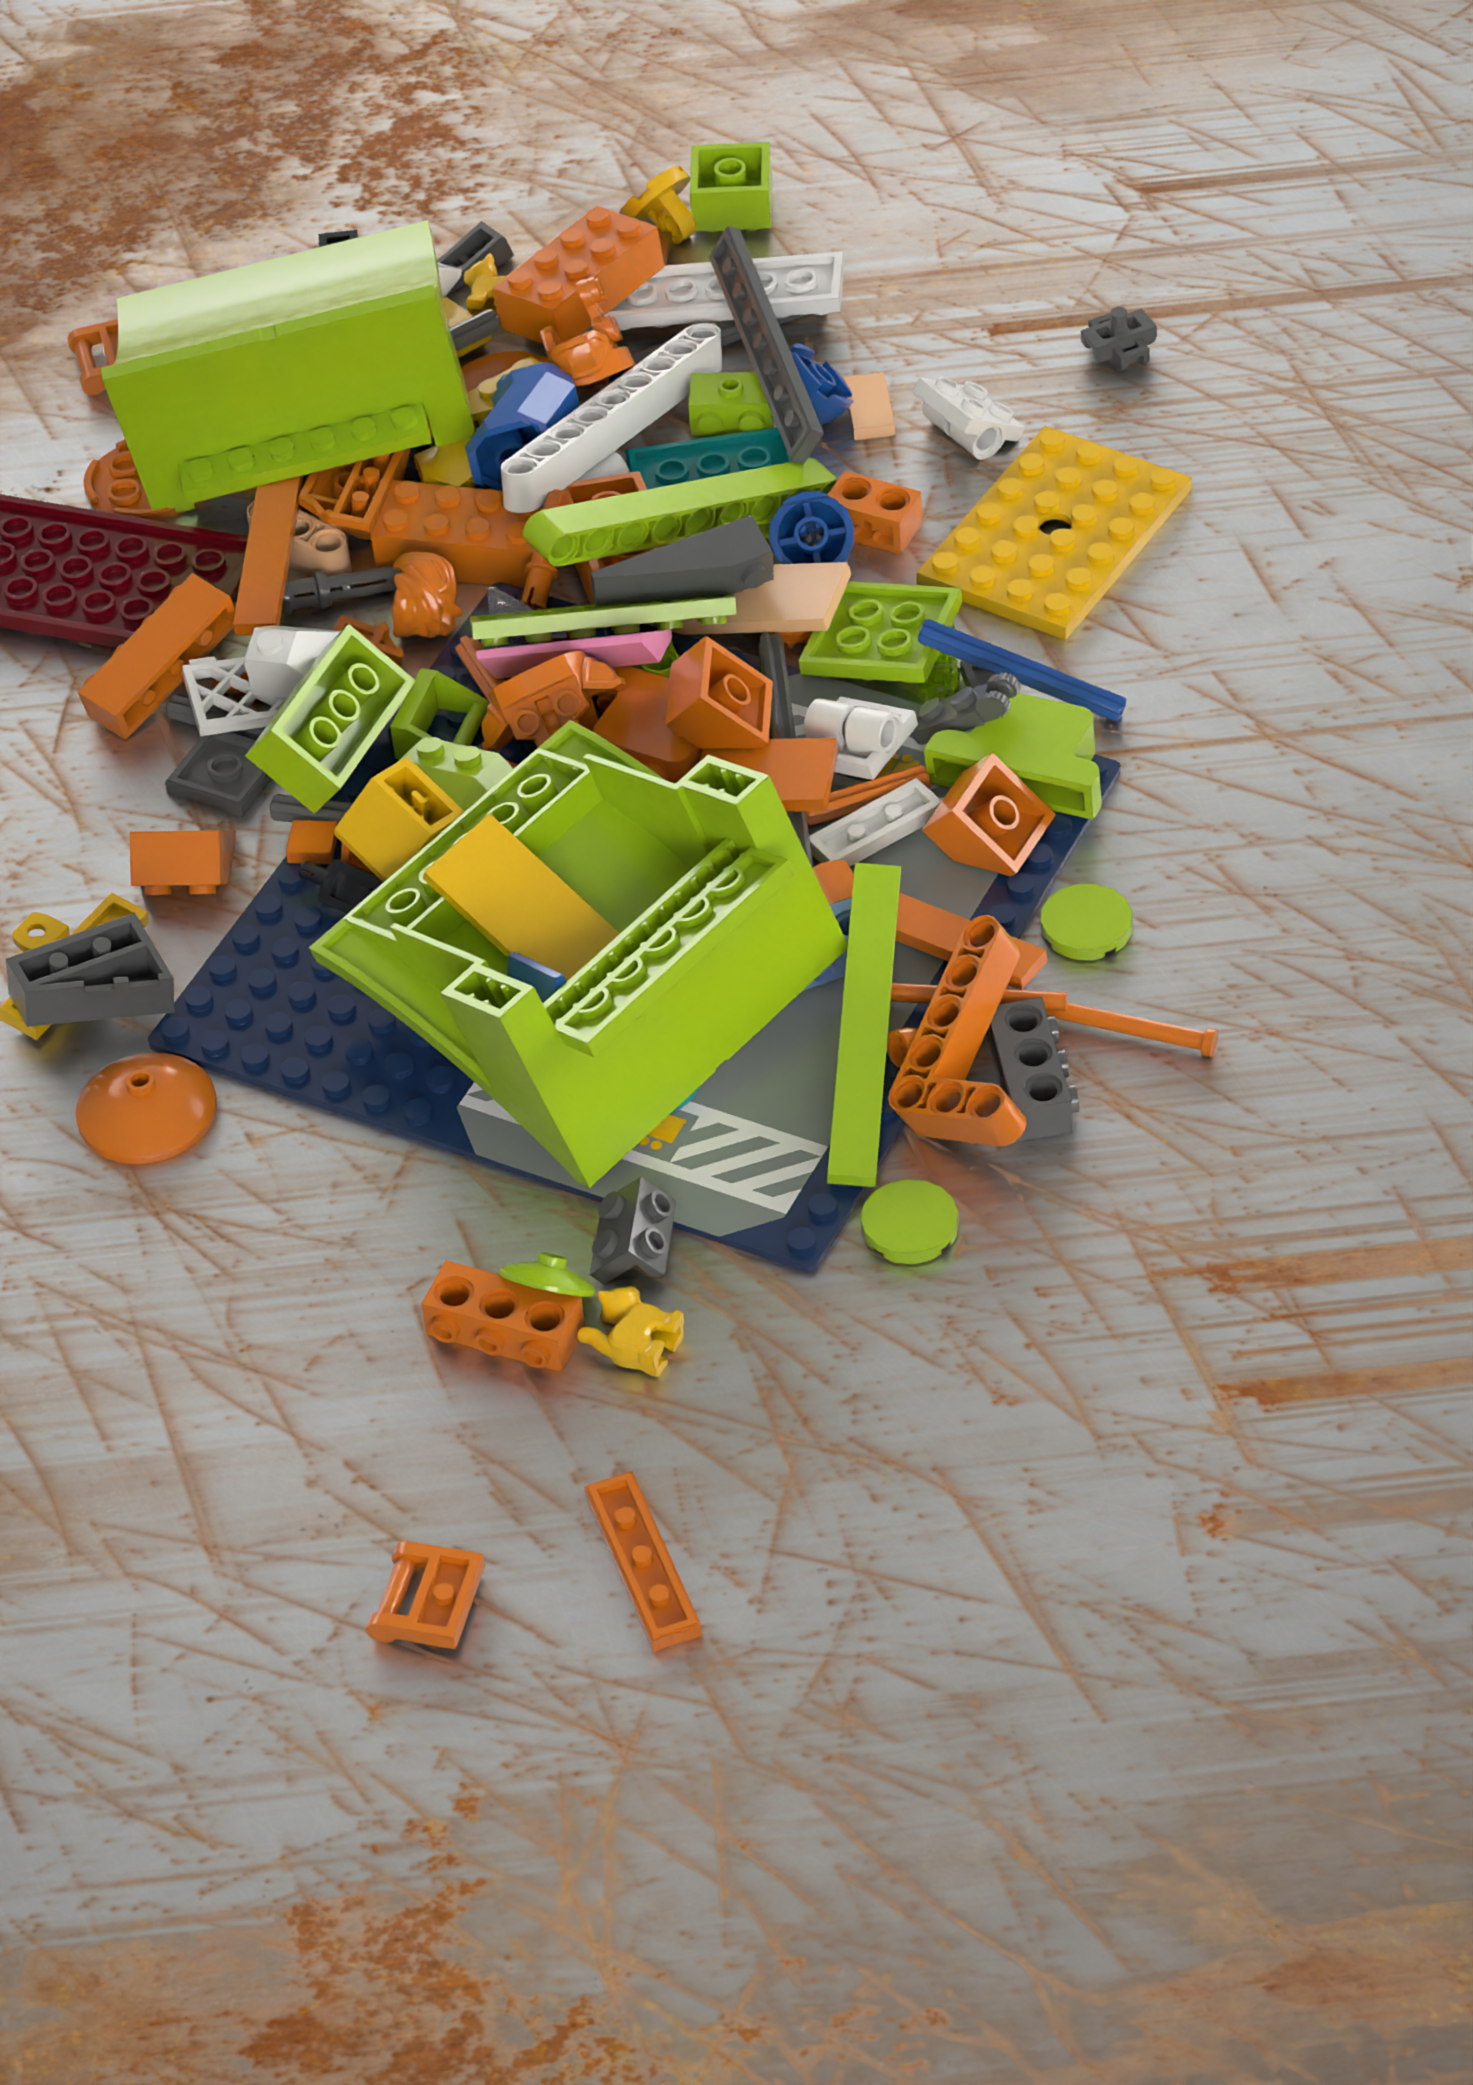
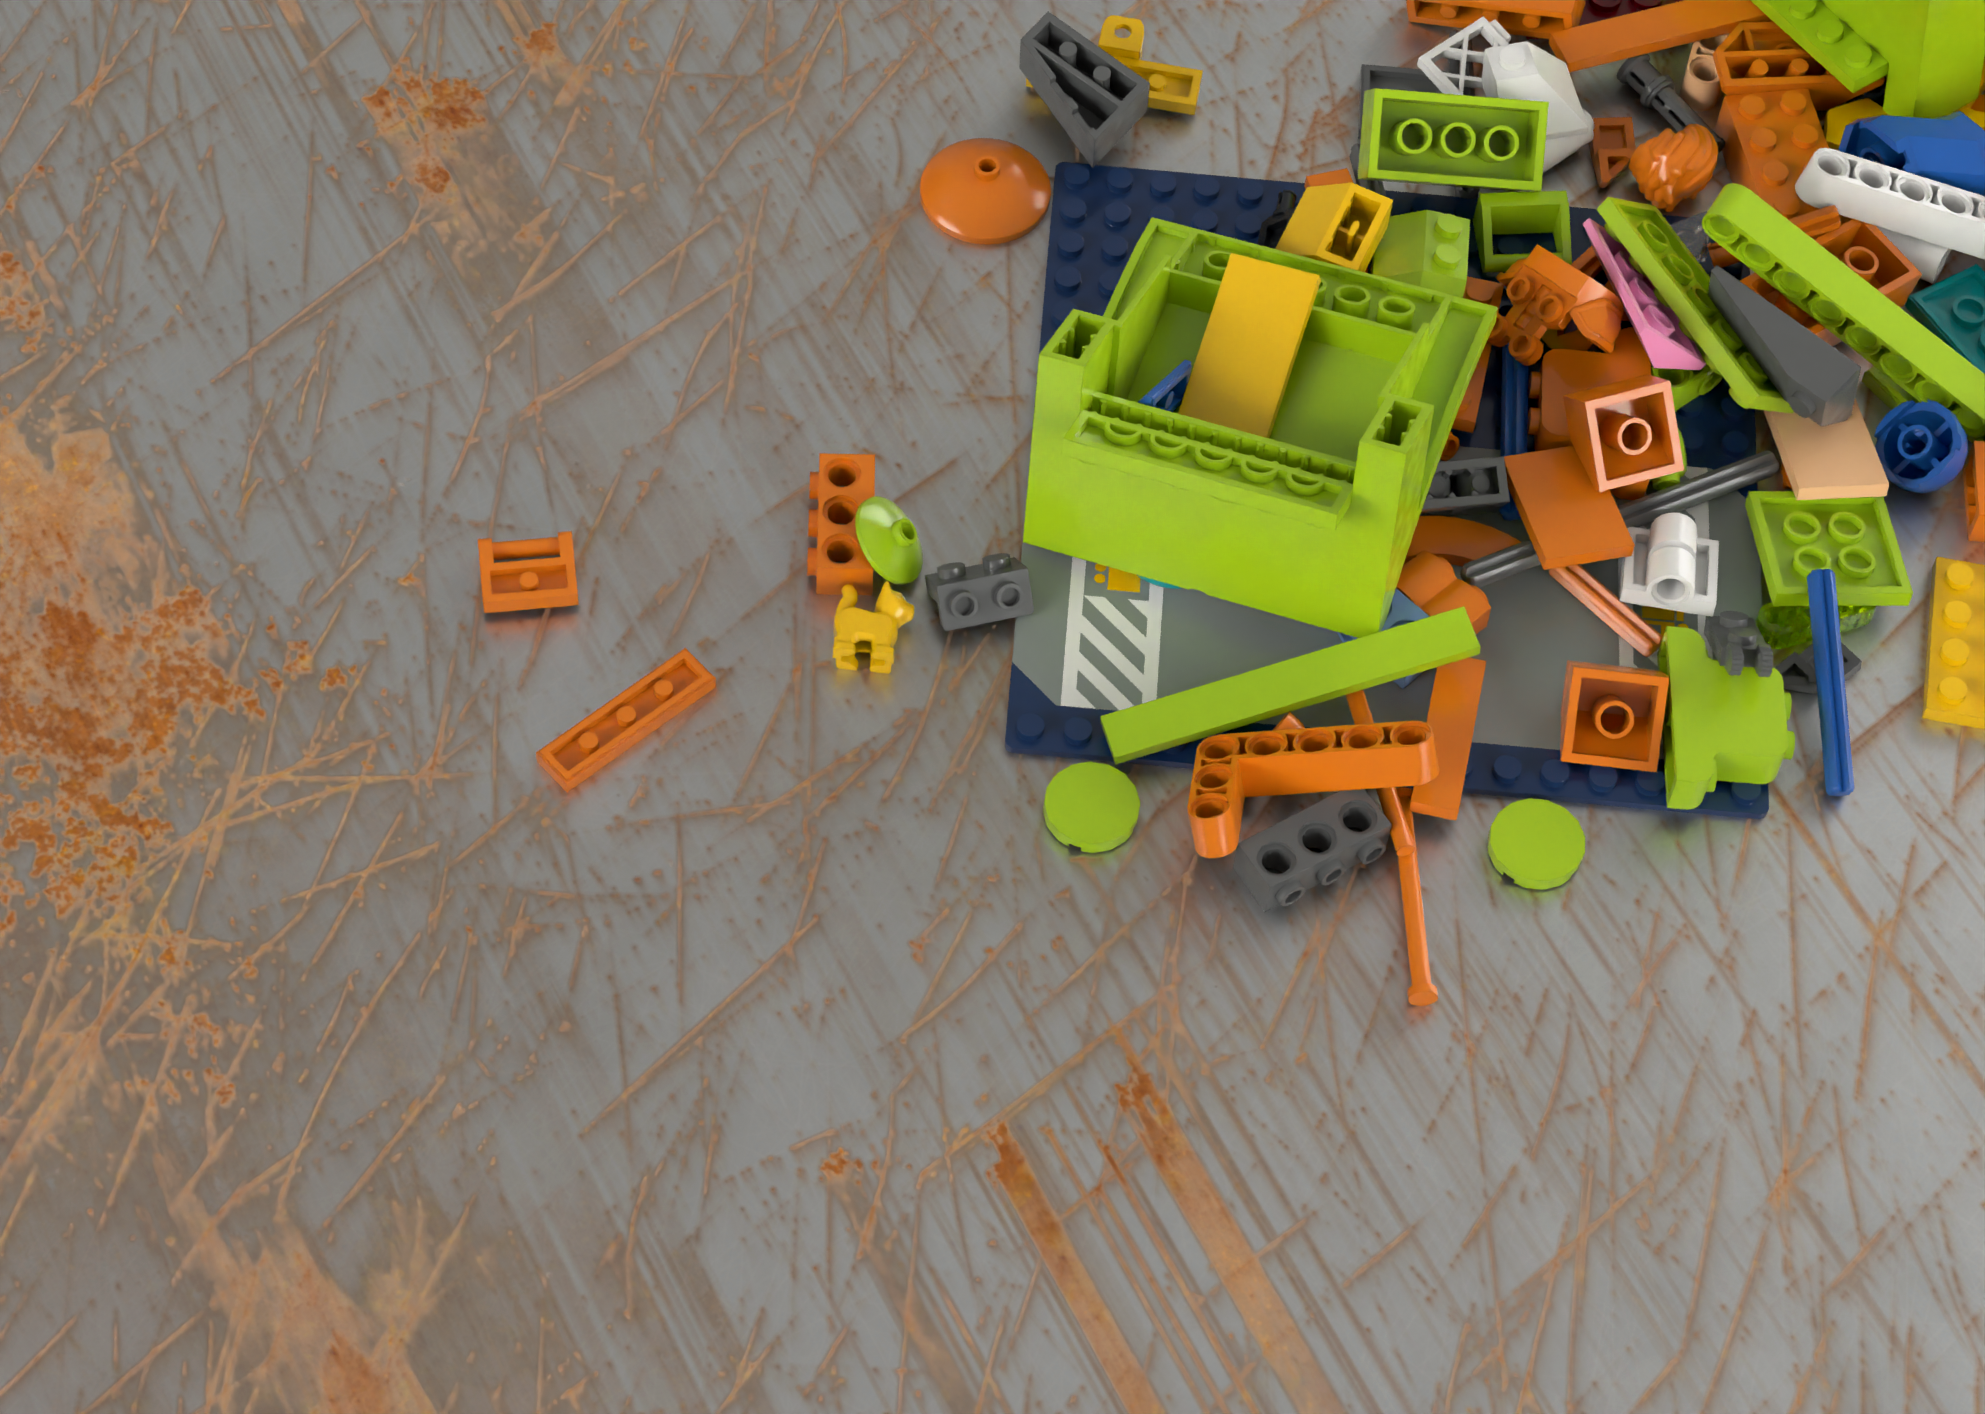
camera: 60 degrees right, 10 degrees up
(181, 858) = (1272, 106): orange slope -> none
(875, 824) = (1562, 622): white plate -> none

